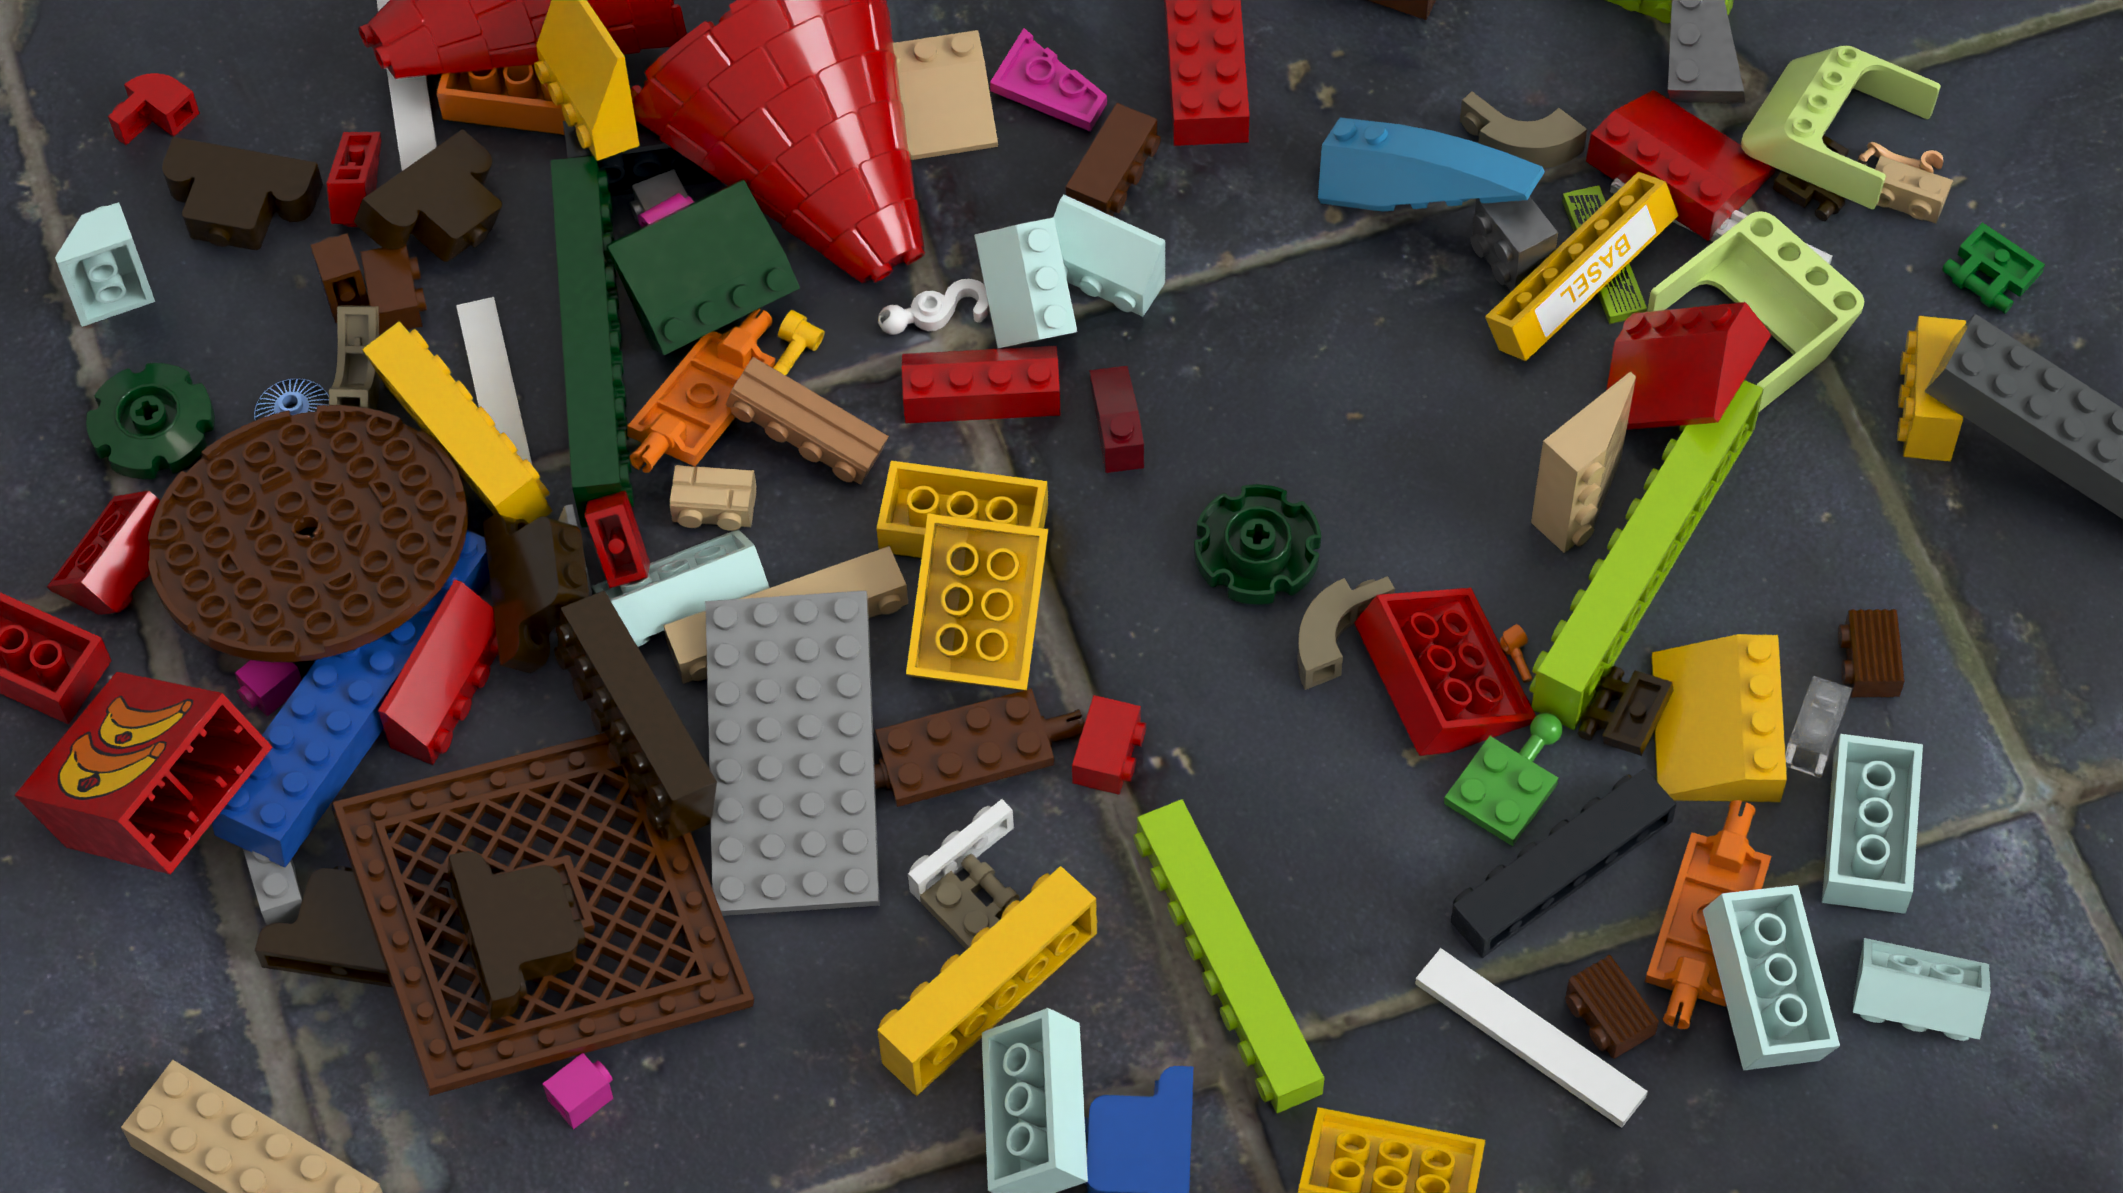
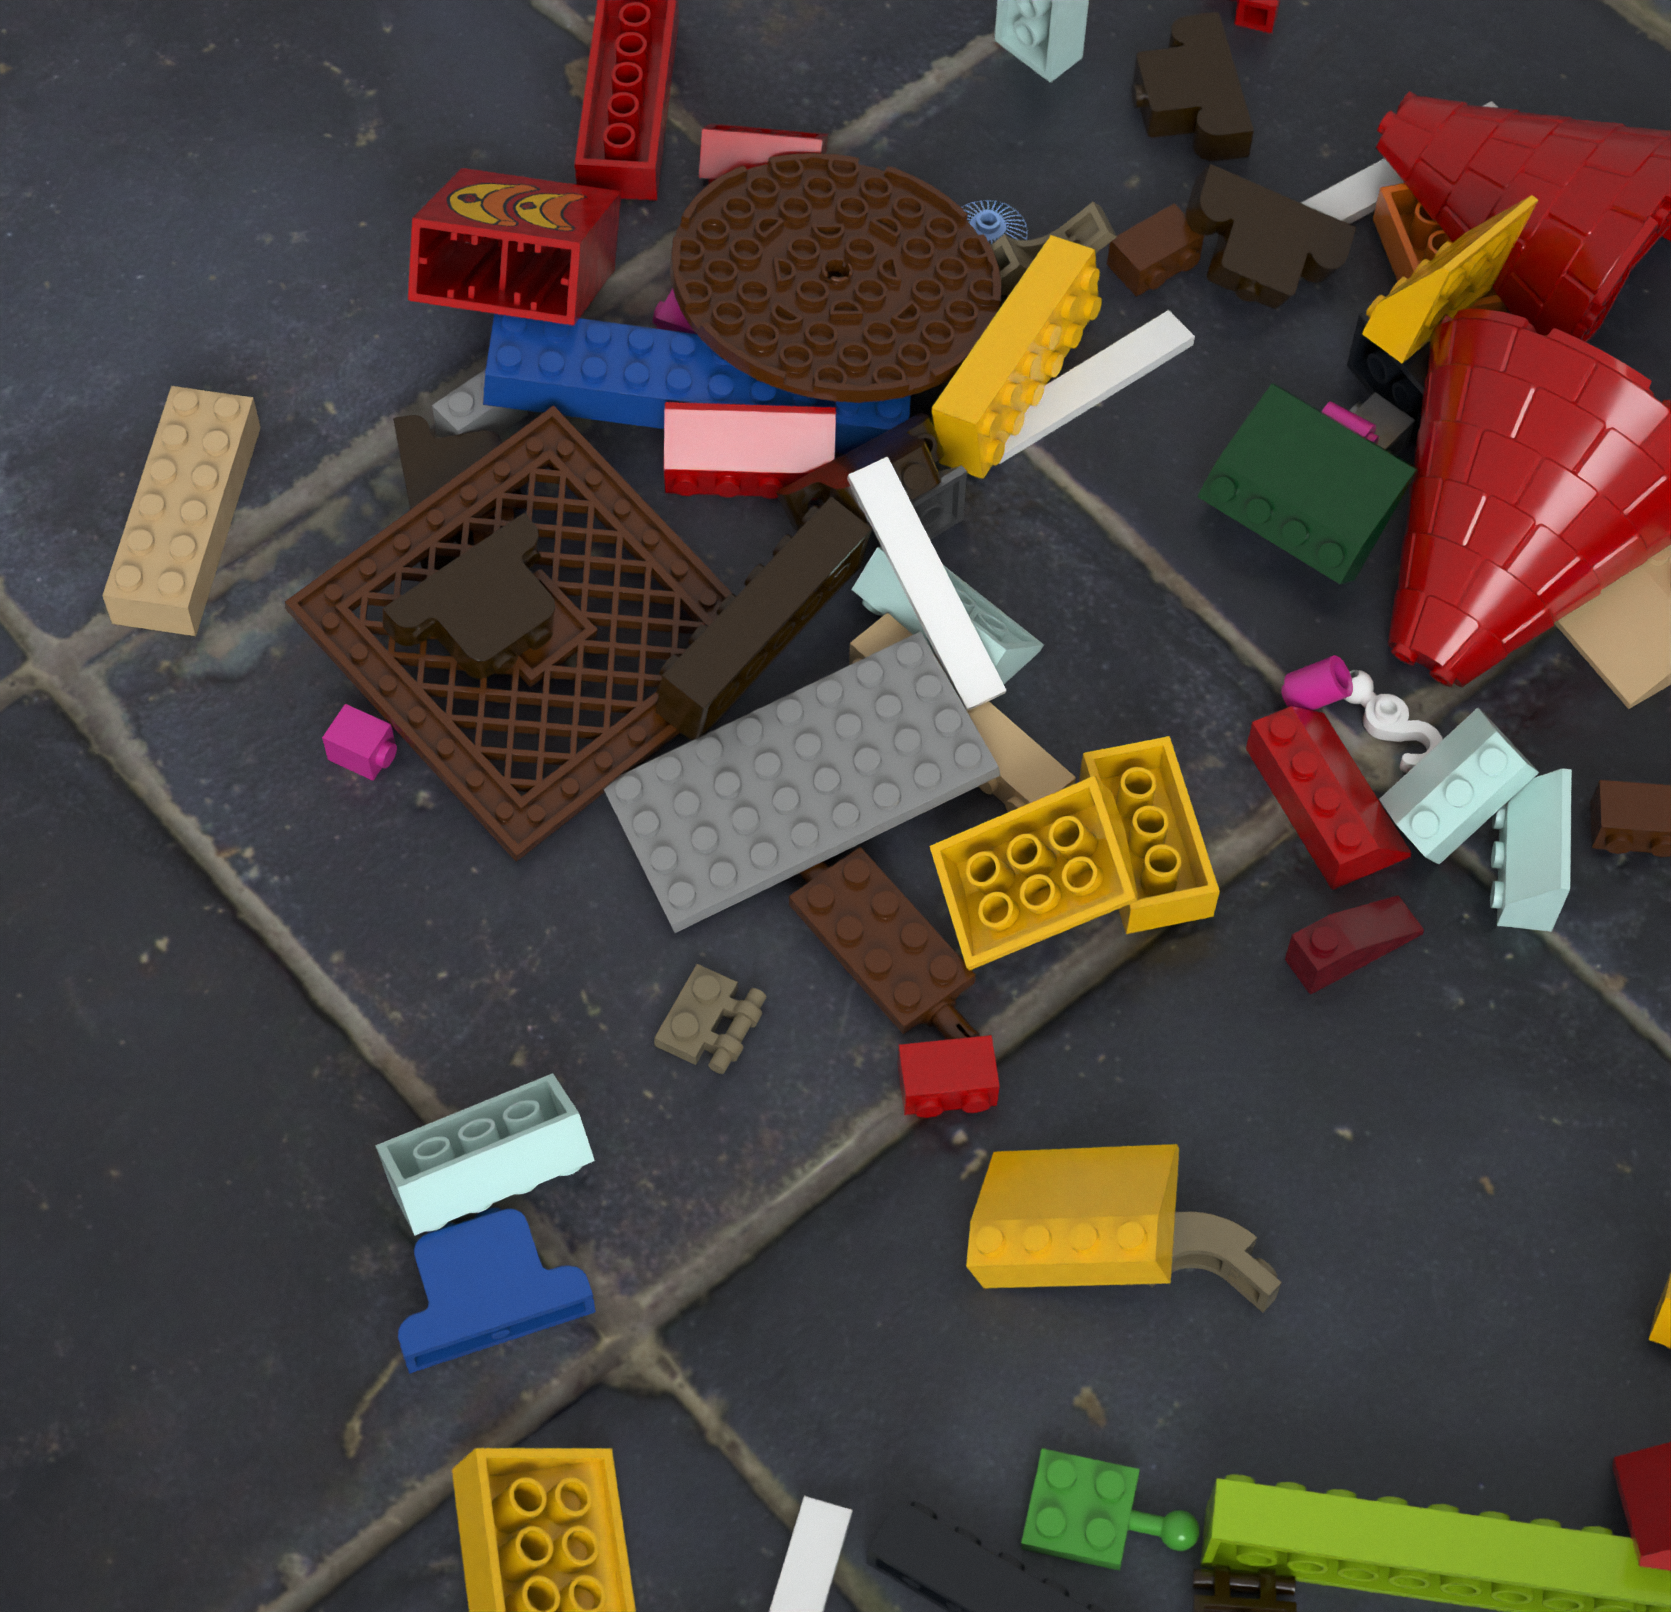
camera: 65 degrees right, 0 degrees up
(150, 420) = (915, 123): dark green piece -> none
(339, 273) = (1136, 191): reddish brown brick -> none
(353, 175) = (1271, 165): red slope -> none
(590, 332) = (1169, 426): dark green brick -> none
(617, 539) = (966, 529): red brick -> none
(669, 573) = (926, 584): none -> white tile
(691, 403) = (1169, 547): orange plate -> none
(713, 497) = (1063, 605): tan brick -> none
(800, 335) = (1295, 609): yellow brick -> none
(806, 421) = (1183, 647): medium nougat brick -> none
(883, 344) = (1318, 684): none -> dark pink brick
(985, 830) = (794, 995): white plate -> none
(987, 980) = (614, 1056): yellow brick -> none
(1229, 956) = (747, 1290): lime brick -> none
(1257, 544) = (1277, 1108): dark green piece -> none
(1273, 692) = (1075, 1217): none -> yellow slope
(1443, 668) = (1204, 1391): red slope -> none
(1511, 642) = (1278, 1454): orange hand -> none
(1580, 466) = (1522, 1440): tan slope -> none

